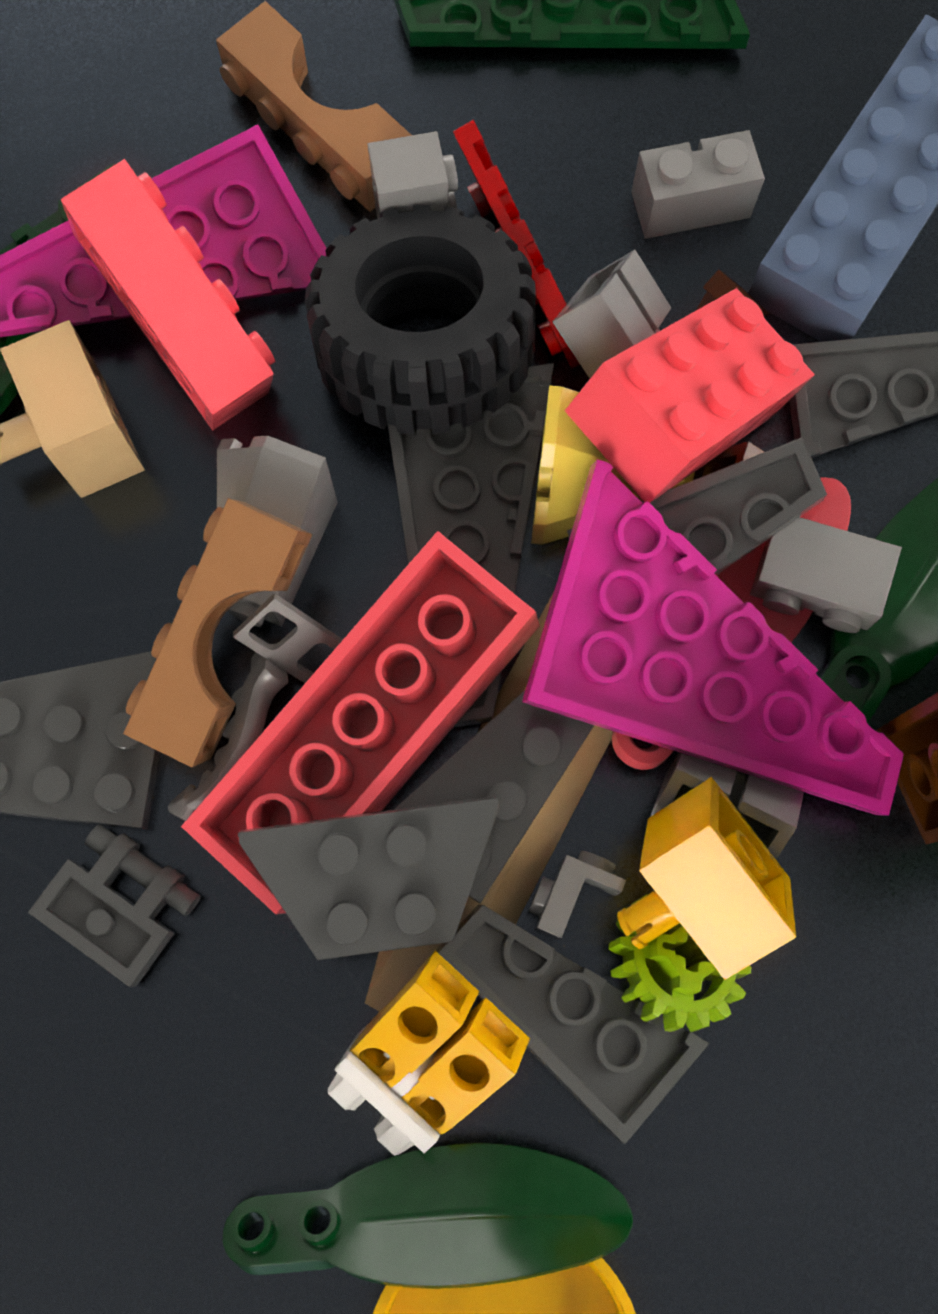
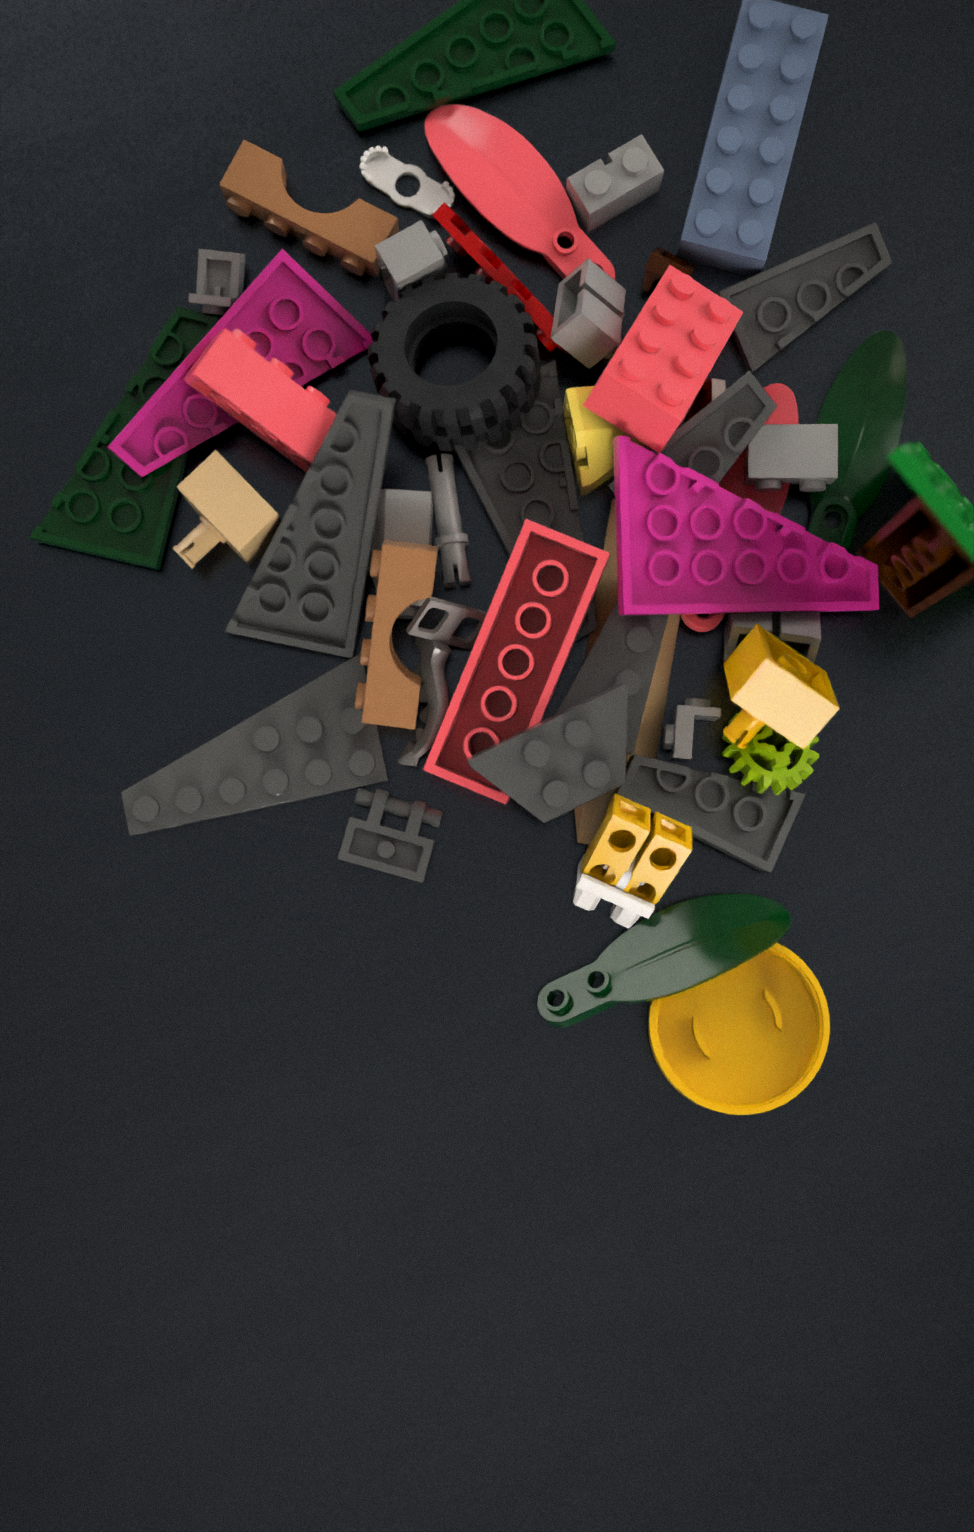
camera: 20 degrees left, 10 degrees up
(151, 492) = (319, 558): none -> dark grey wing
(173, 142) = (218, 280): none -> light grey bracket
(343, 540) = (450, 539): none -> light grey pin
(423, 98) = (383, 172): none -> white piece
(569, 152) = (510, 185): none -> coral plant

